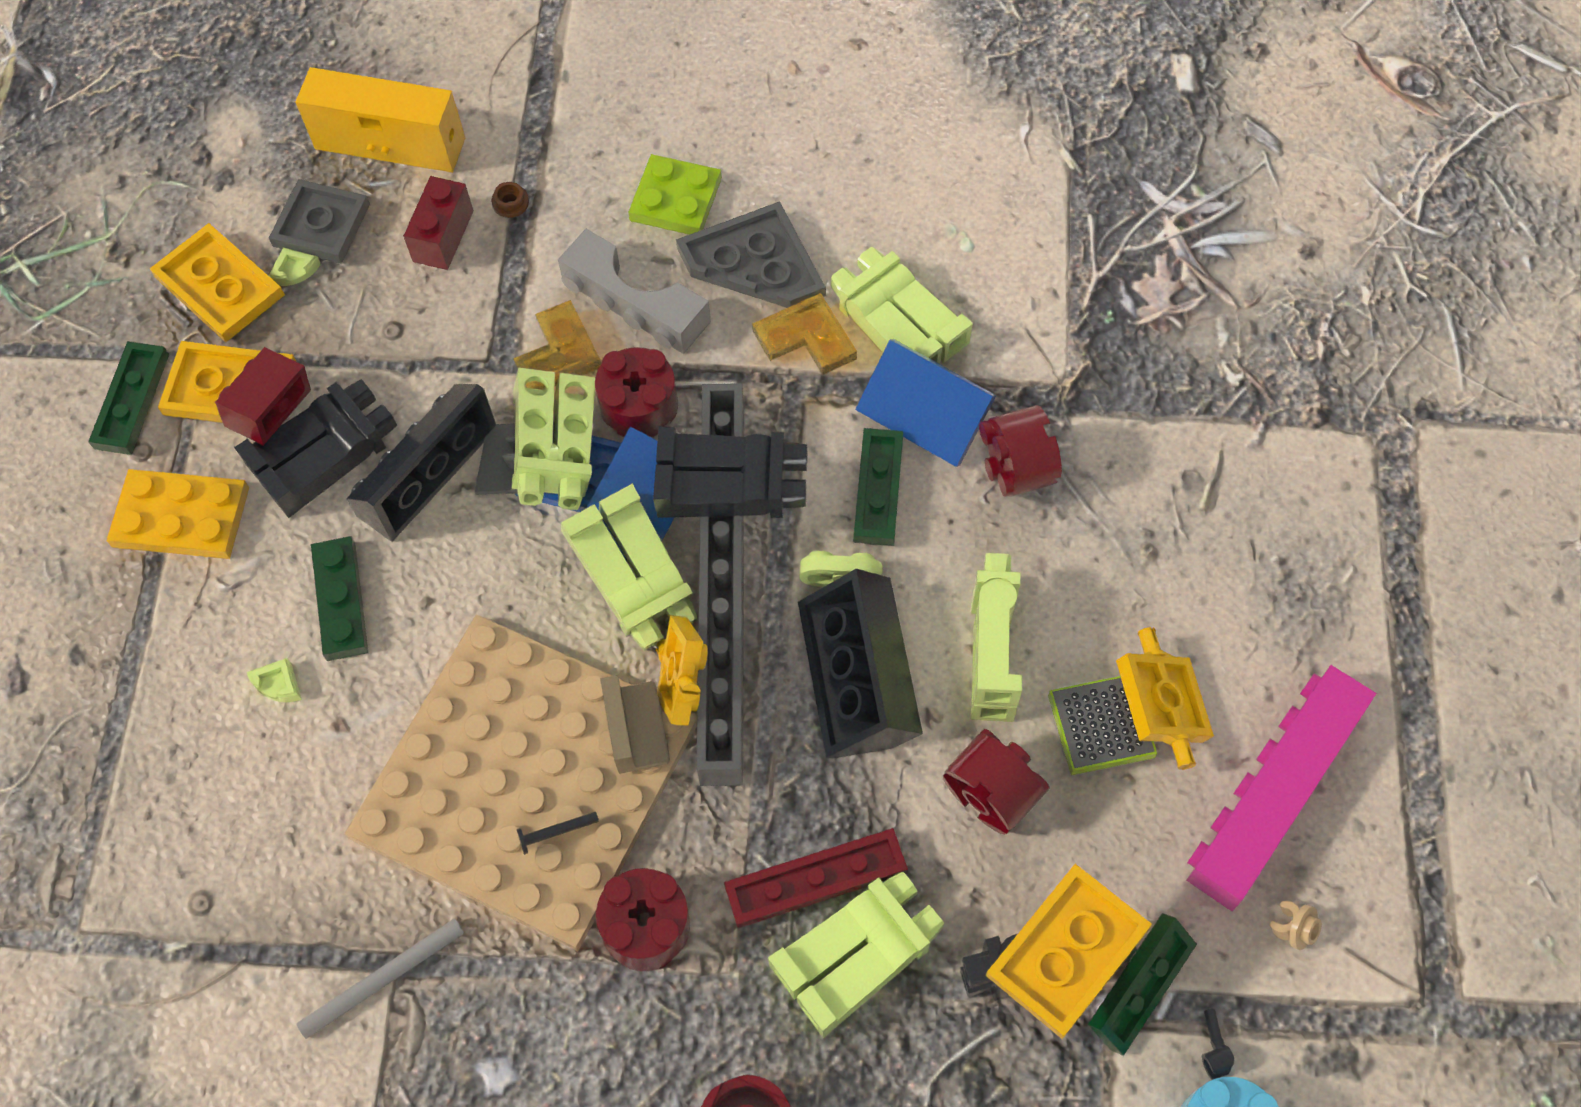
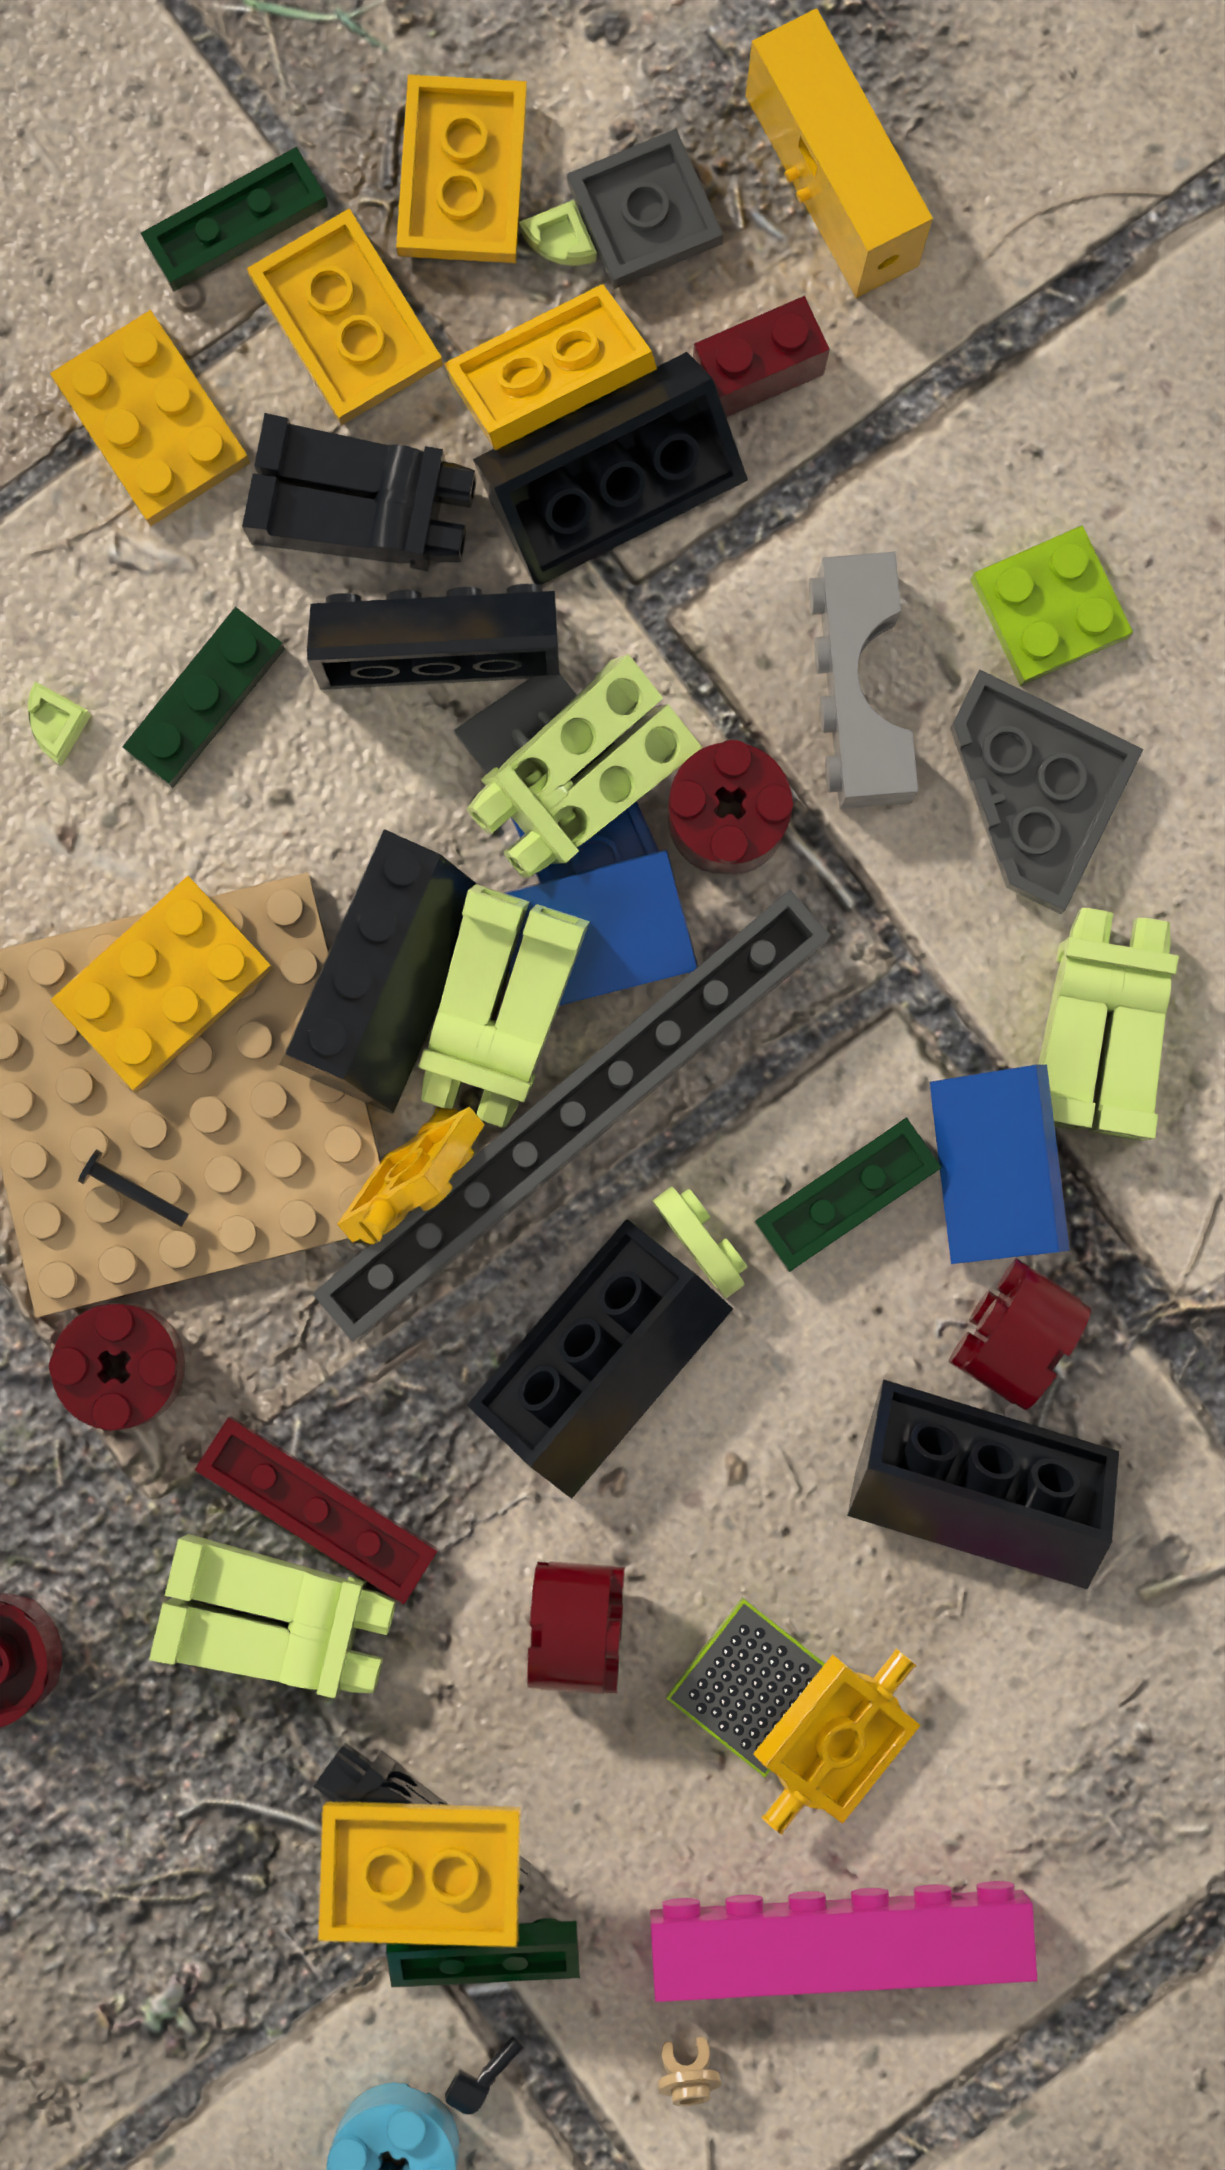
camera: 45 degrees right, 20 degrees up
(263, 395) = (349, 385): dark red brick -> none
(347, 310) = (550, 366): none -> yellow plate
(422, 323) = (613, 469): none -> black slope
(462, 727) = (161, 984): none -> yellow plate
(509, 192) = (876, 395): reddish brown plate -> none
(561, 611) = (382, 975): none -> black slope
(567, 349) = (715, 677): clear yellow plate -> none
(634, 725) = (317, 1172): dark tan panel -> none
(727, 475) = (731, 1046): black hips -> none
(807, 325) = (999, 934): clear yellow plate -> none
(993, 601) = (773, 1469): yellowish green hips -> none
(1087, 531) = (986, 1485): none -> black slope

